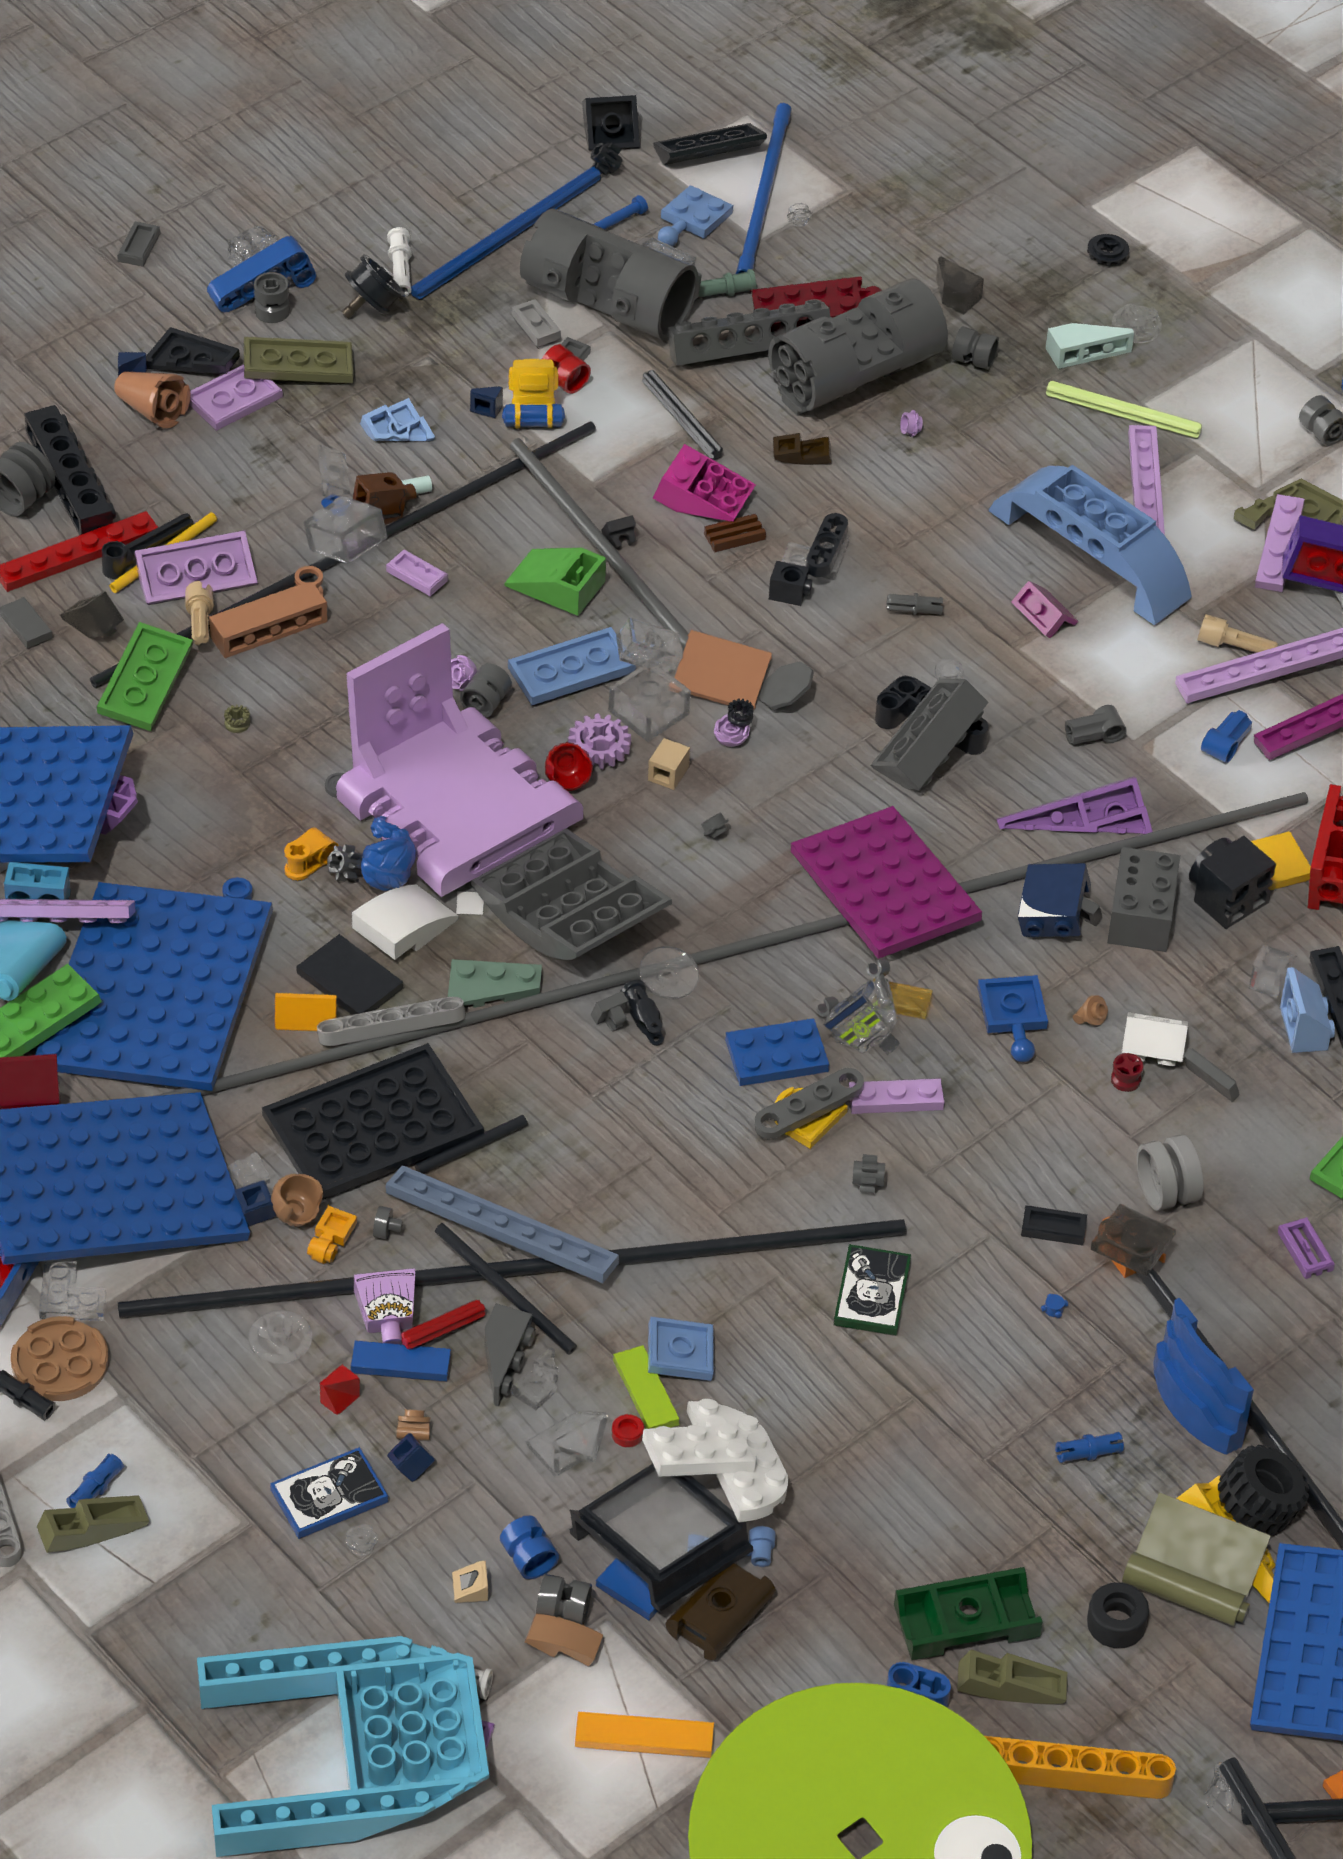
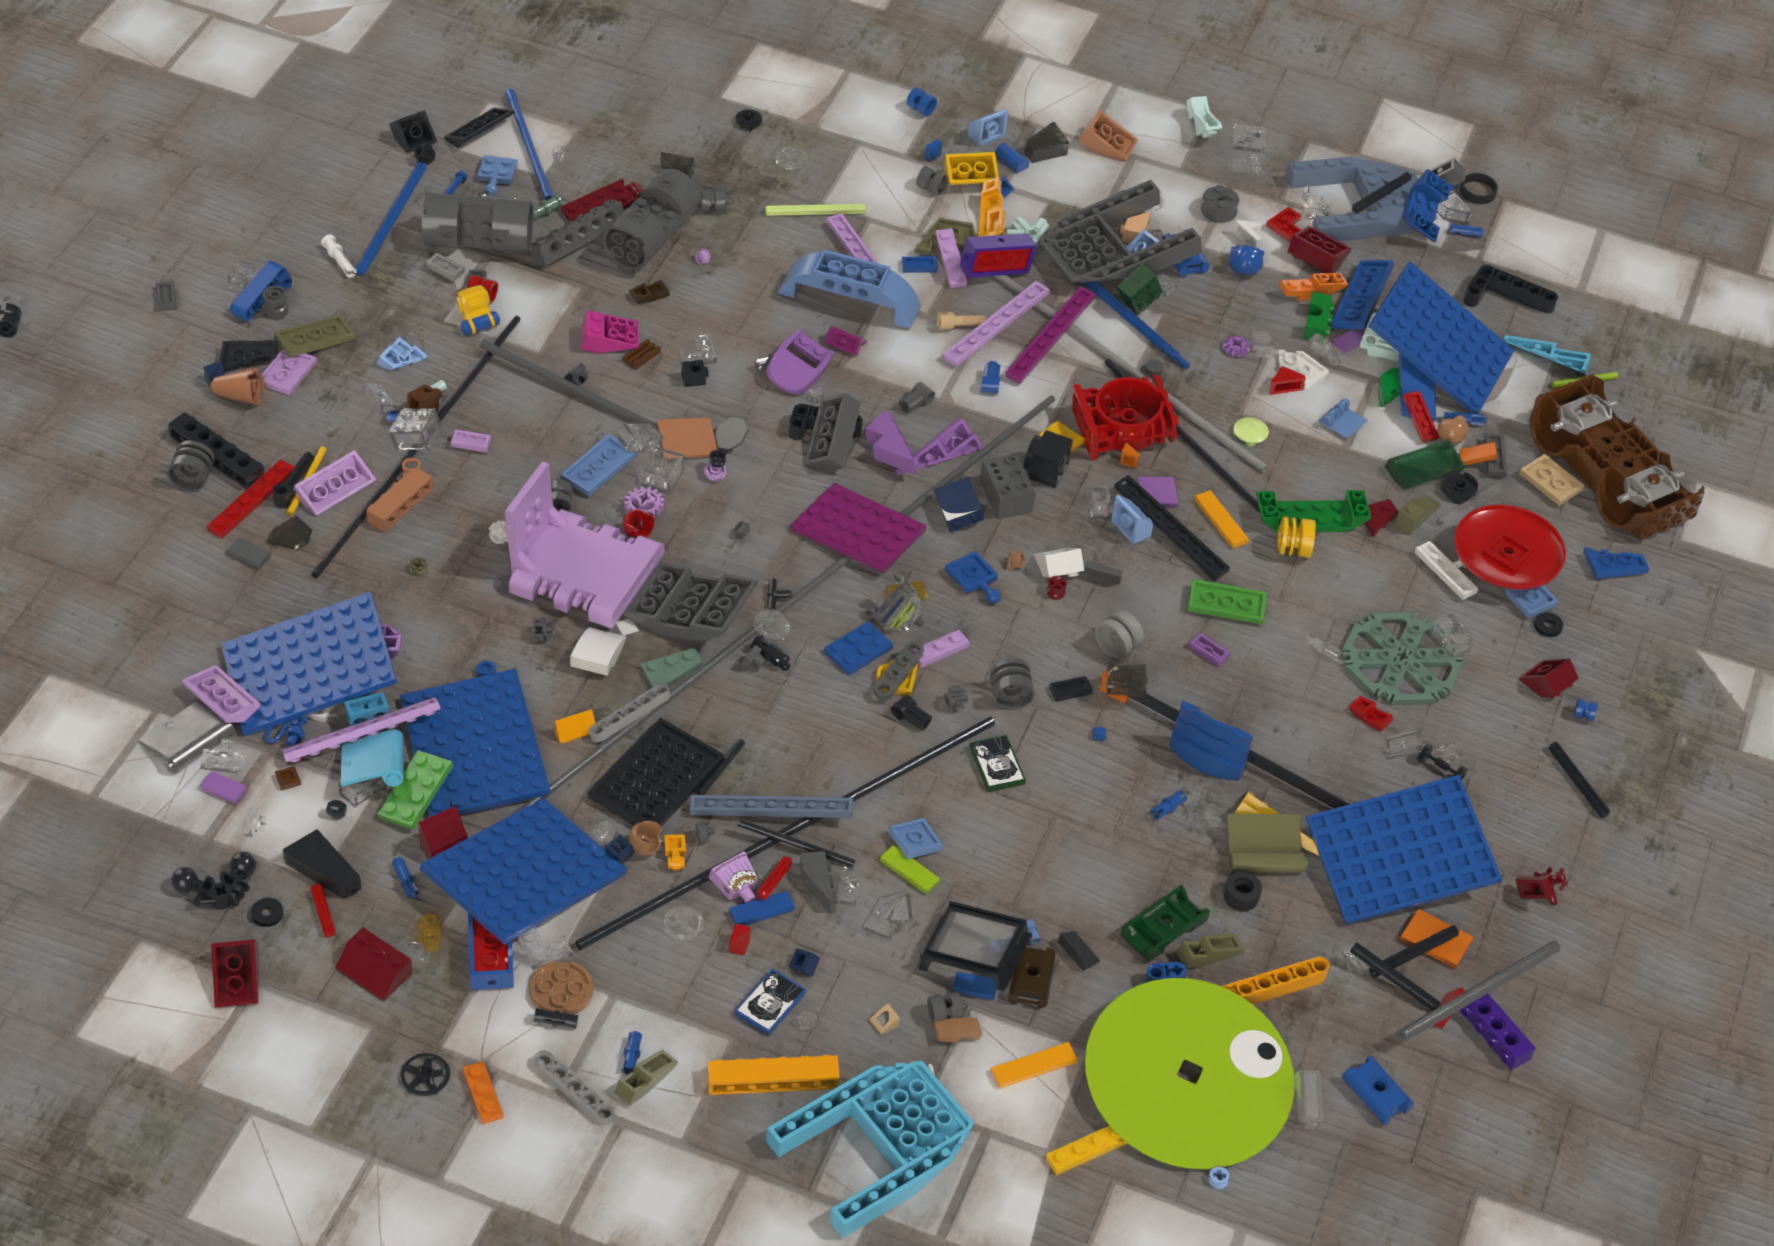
camera: 30 degrees left, 0 degrees up
(144, 676) = (347, 560): bright green plate -> none
(199, 603) = (352, 504): tan piece -> none
(263, 1592) = (773, 1074): none -> light orange brick
(307, 854) = (516, 632): light orange piece -> none
(351, 975) = (583, 694): black tile -> none
(374, 285) = (337, 275): black wheel -> none
(388, 862) = (572, 619): blue hair -> none
(414, 1423) = (794, 941): medium nougat plate -> none
(486, 401) = (446, 323): dark blue slope -> none
(529, 1547) = (909, 987): blue wheel -> none
(560, 577) = (558, 414): bright green slope -> none
(627, 1430) = (917, 897): red tile -> none
(669, 764) = (693, 503): tan brick -> none
(682, 415) = (566, 293): axle -> none
(703, 932) = (773, 594): none -> black piece
(725, 1445) = (980, 883): white plate -> none
(789, 1165) = (907, 709): none -> black piece
(817, 1599) = (1078, 950): none -> pearl dark grey slope
(828, 554) = (700, 349): black beam -> none
(931, 631) = (793, 373): none -> medium lavender slope
(959, 1183) = (1012, 684): none -> dark grey wheel
(1008, 775) = (889, 444): none -> medium lavender slope
(1085, 343) = (772, 177): light aqua slope -> none
(1229, 537) = (919, 264): none -> blue tile
(1263, 1489) = (1277, 790): black tyre -> none

